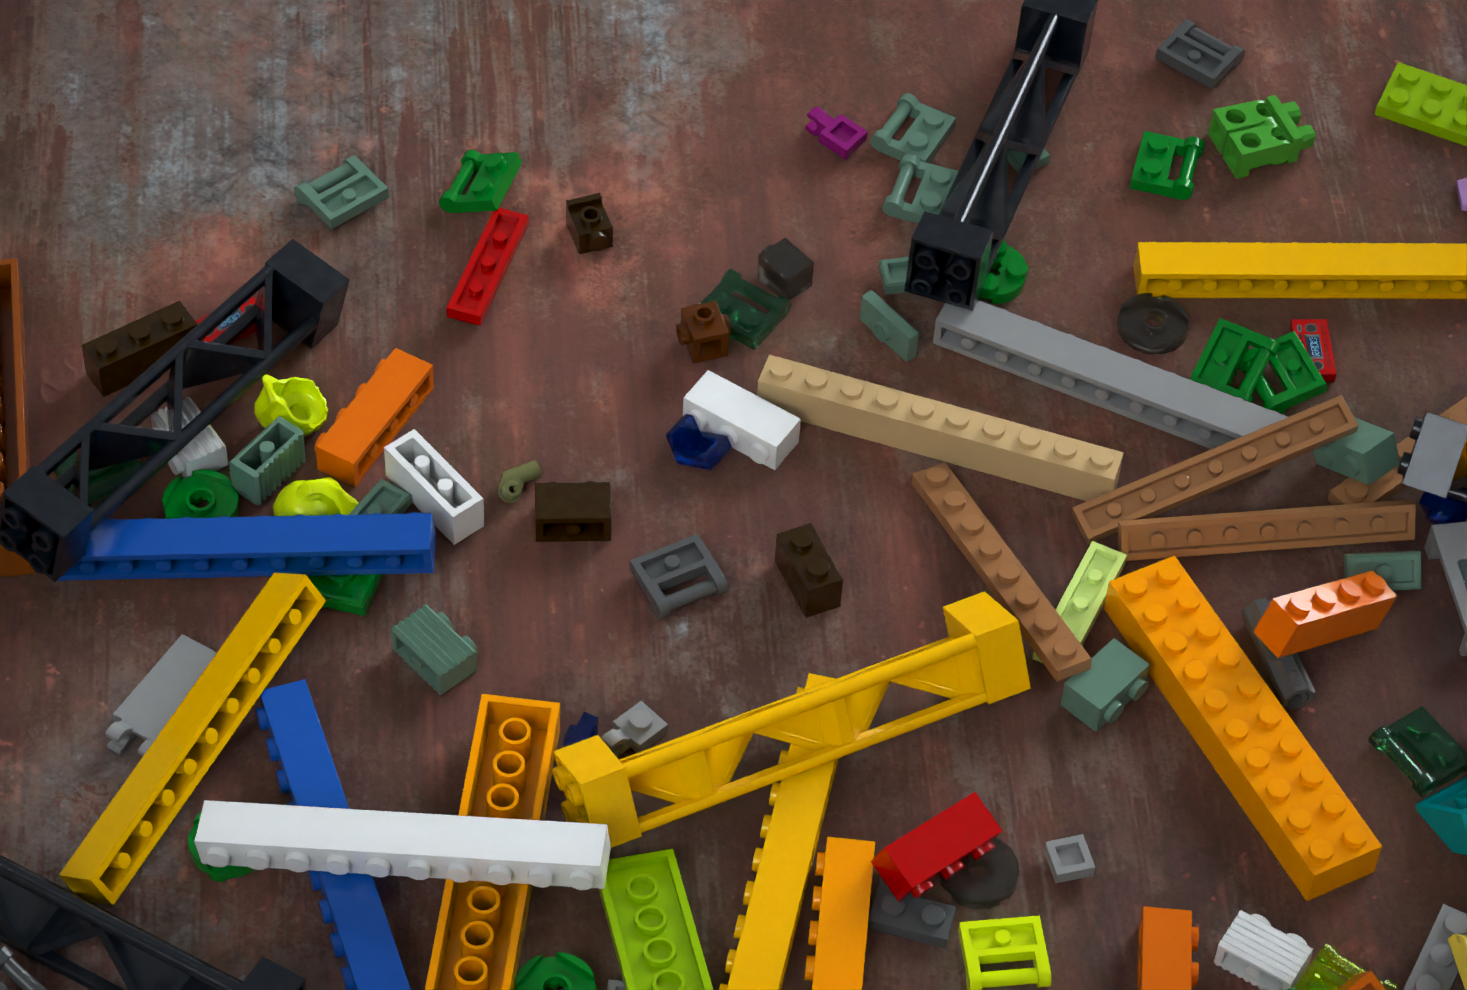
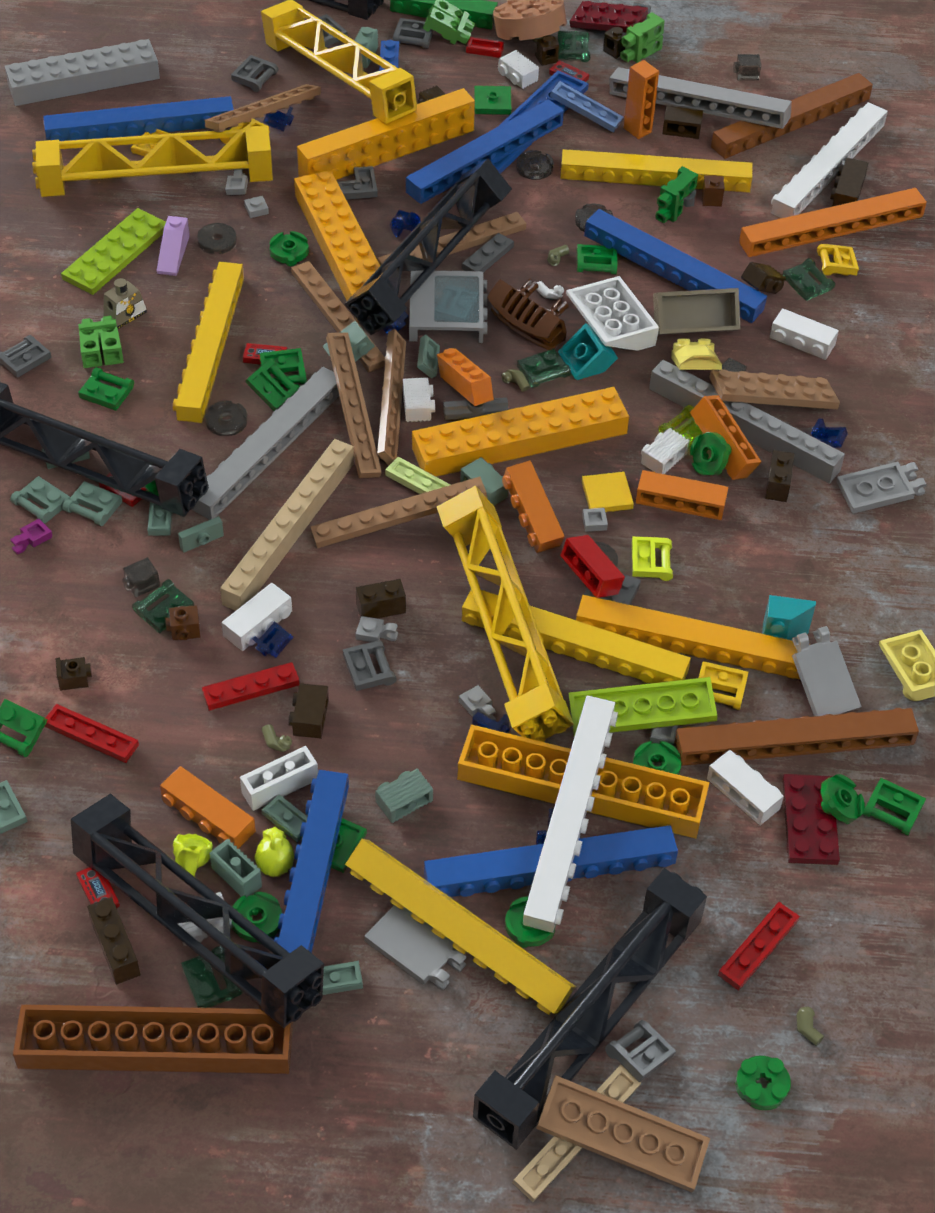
camera: 80 degrees left, 0 degrees up
(107, 609) = (342, 978): none -> sand green plate
(613, 438) = (250, 686): none -> red plate
(754, 575) = (373, 629): none -> light grey plate
(1054, 750) = (533, 506): none -> orange brick
(1144, 874) = (607, 491): none -> yellow tile
(1272, 566) = (417, 399): none -> white brick
(1348, 144) = (123, 303): none -> dark tan torso
(1377, 713) = (516, 376): none -> olive arm

